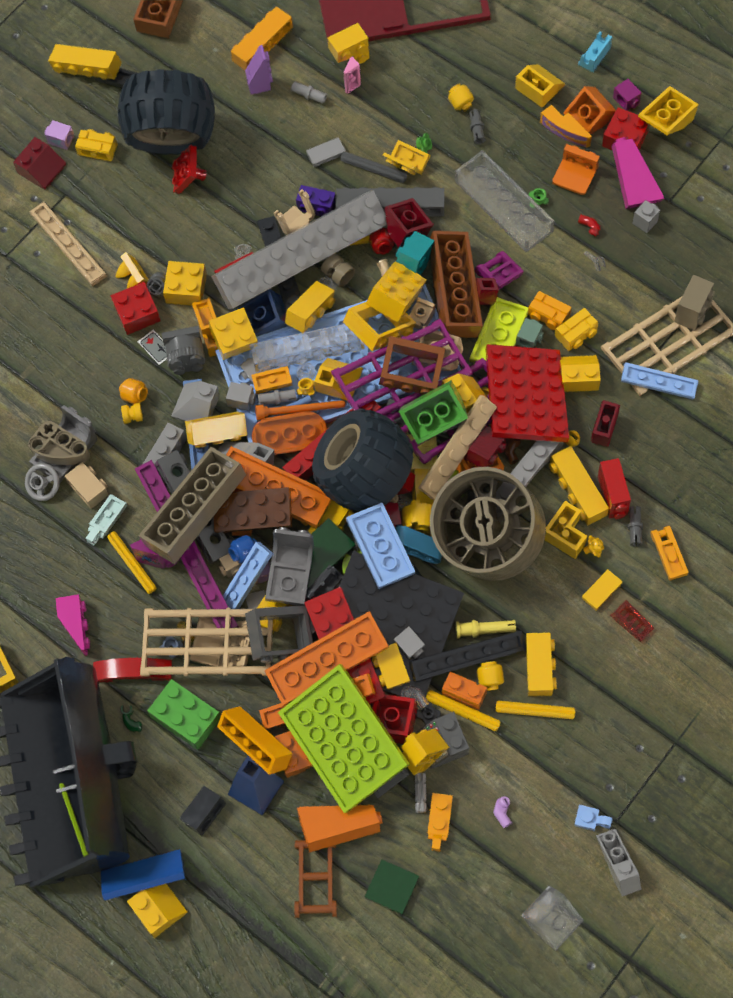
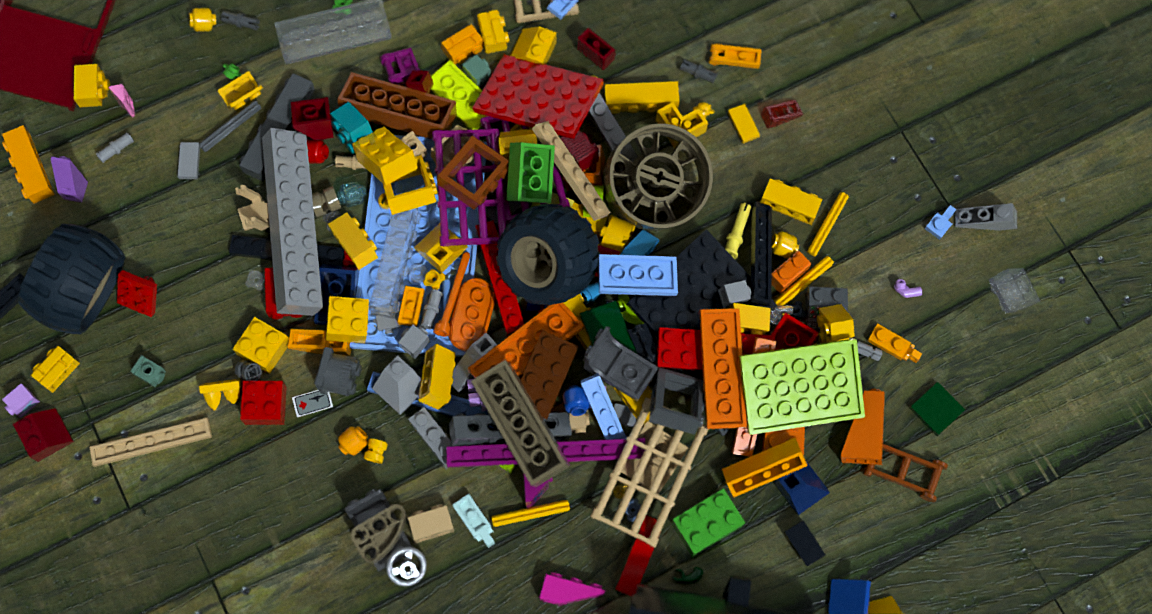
camera: 75 degrees left, 5 degrees up
(124, 211) = (142, 367): none -> sand green brick
(321, 200) = (228, 194): dark purple brick -> none
(356, 288) = (351, 194): none -> clear light blue head
(614, 488) = (661, 67): red brick -> none

